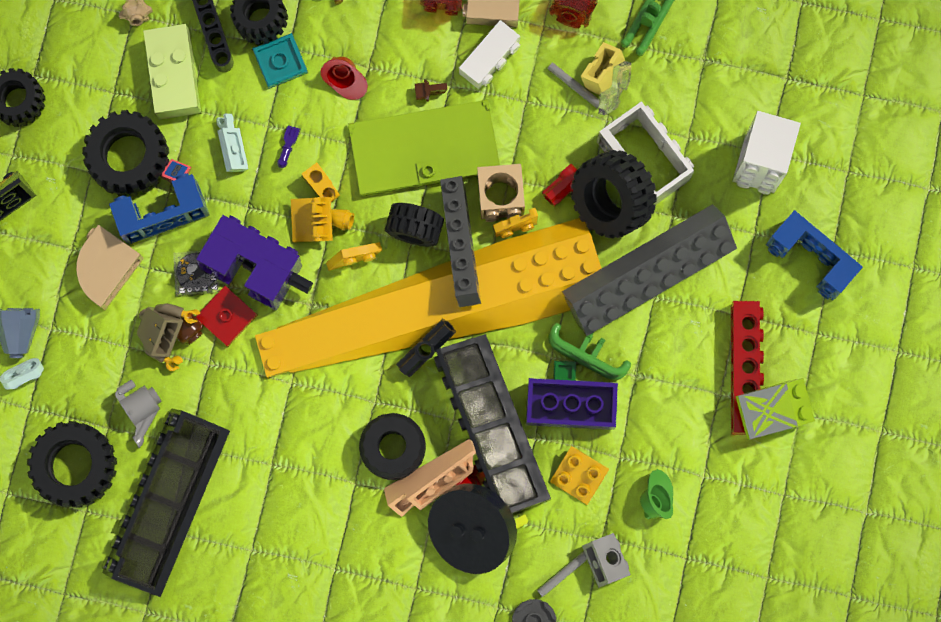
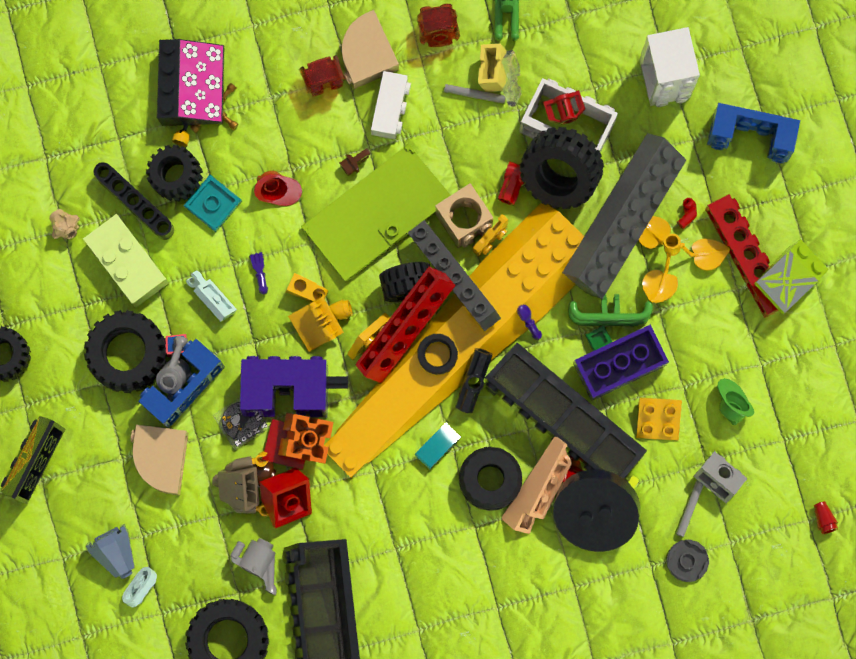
camera: 30 degrees left, 0 degrees up
(159, 195) = (175, 371): none -> light grey piece
(197, 363) = (286, 497): none -> red slope
(243, 332) = (314, 429): none -> orange brick
(361, 390) = (437, 446): none -> teal slope
(390, 262) = (405, 324): none -> red brick
(394, 292) = (437, 338): none -> black tyre
(507, 312) = (525, 314): none -> dark purple piece
(646, 139) = (565, 99): none -> red piece
(649, 353) = (662, 286): none -> yellow plant
(714, 299) = (690, 213): none -> red arm

